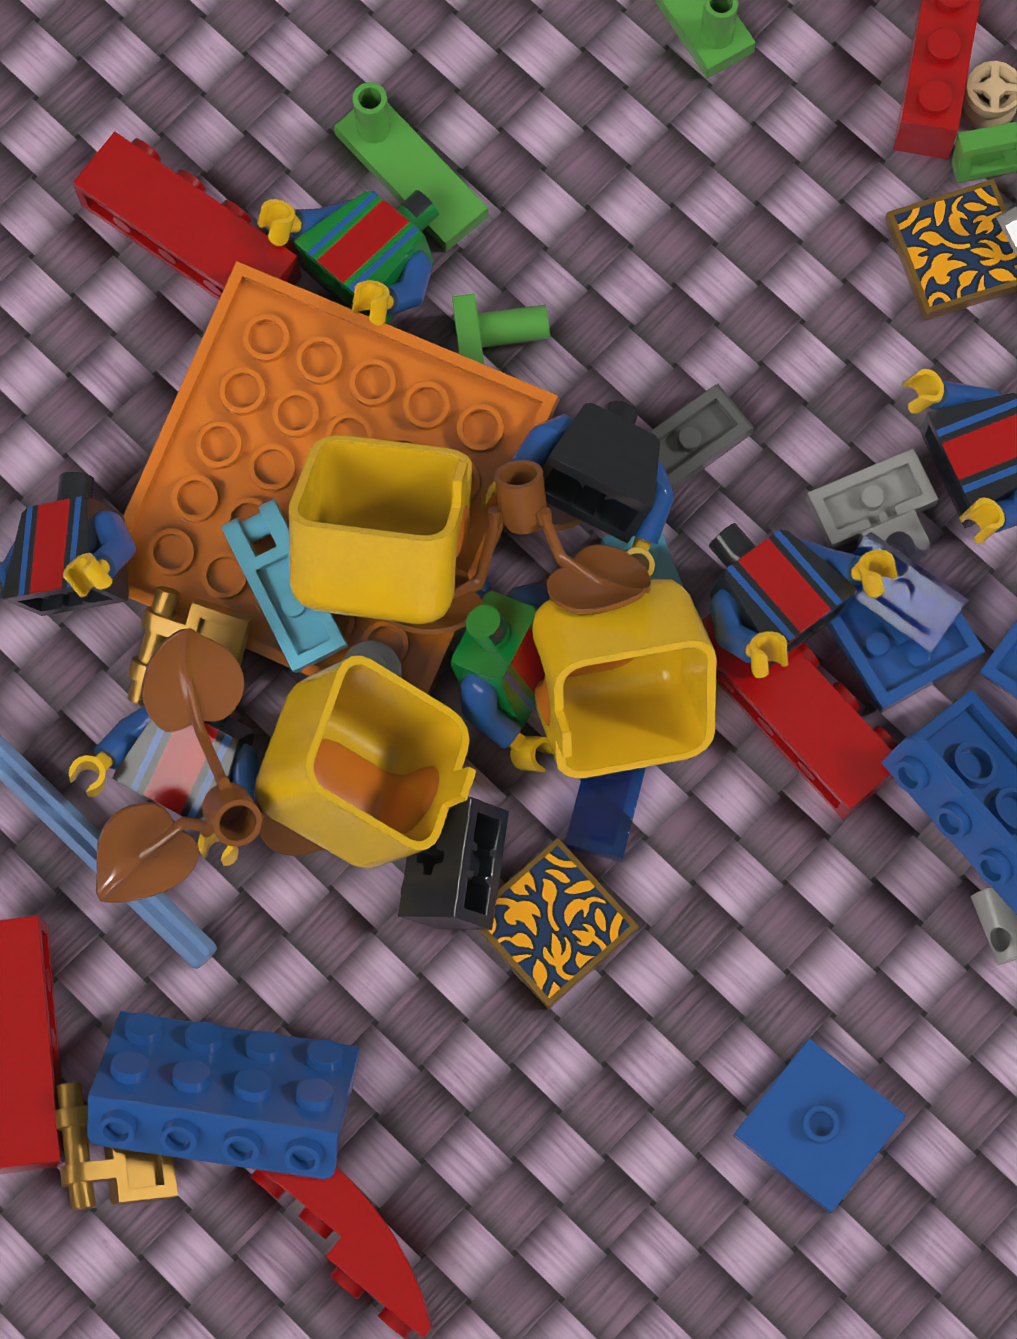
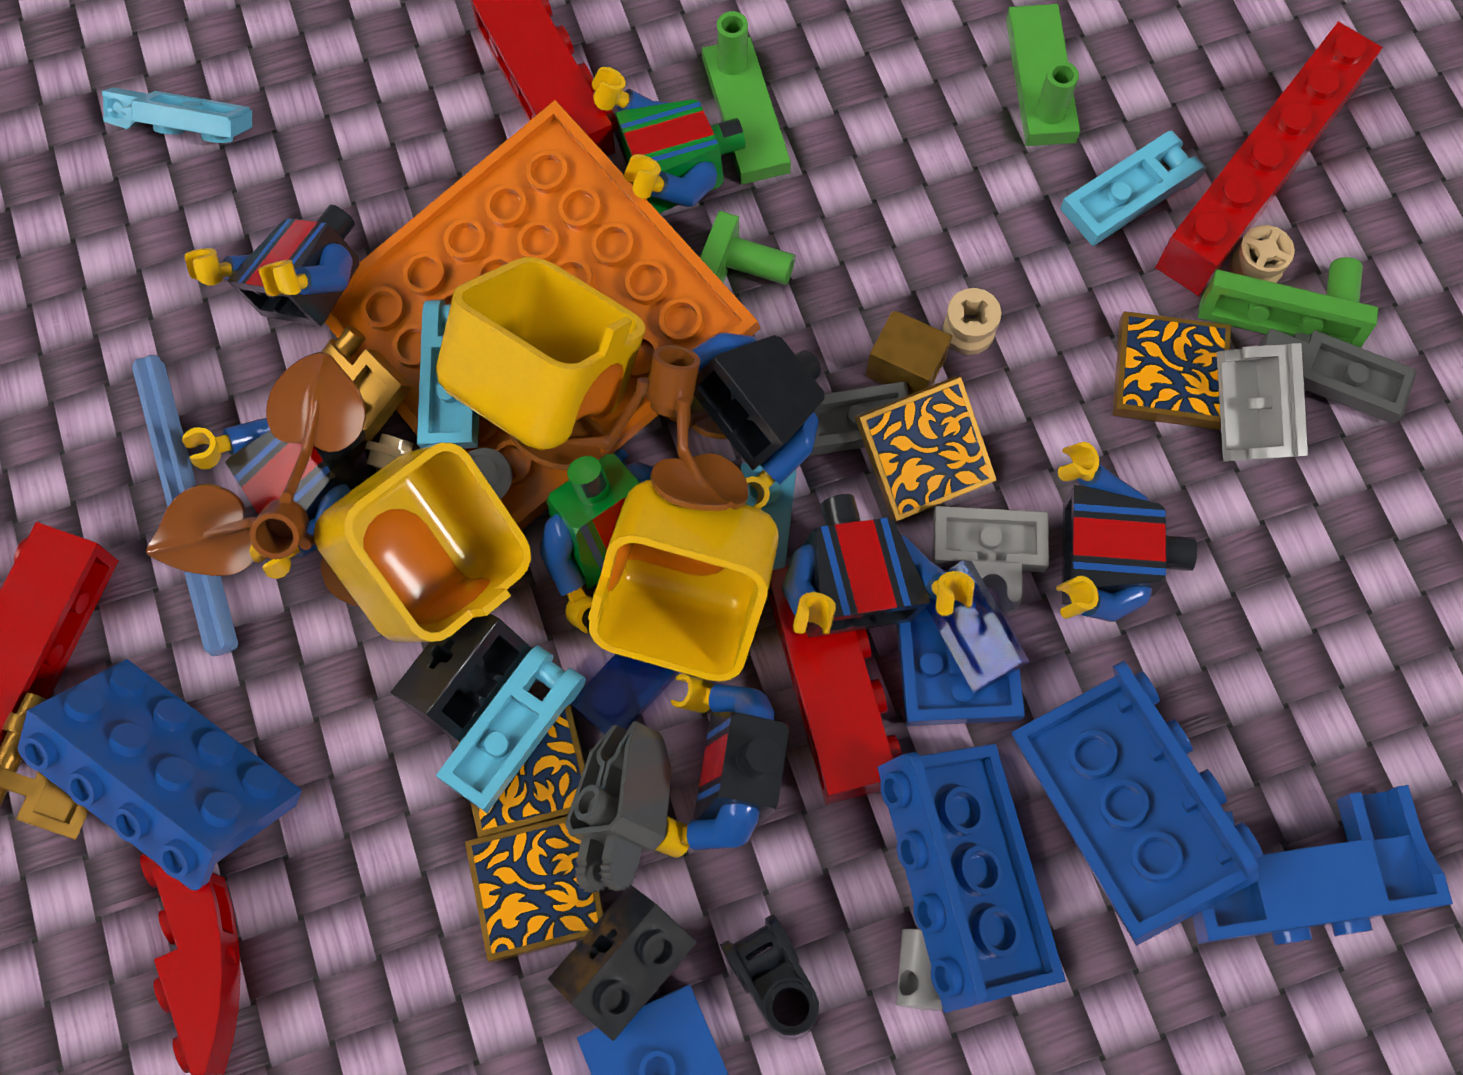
camera: 25 degrees right, 5 degrees down
(263, 692) = (386, 450): none -> tan plate
(528, 895) = (510, 729): none -> medium azure plate
(624, 1024) = (530, 890): none -> tile
(666, 912) = (620, 806): none -> dark grey hinge
(707, 355) = (908, 353): none -> pearl gold panel
(742, 1046) = (621, 961): none -> black brick
(745, 304) = (969, 334): none -> tan wheel
(755, 824) = (738, 768): none -> torso
(770, 440) = (925, 448): none -> tile
(834, 79) = (1131, 188): none -> medium azure plate
(877, 993) = (772, 975): none -> black piece

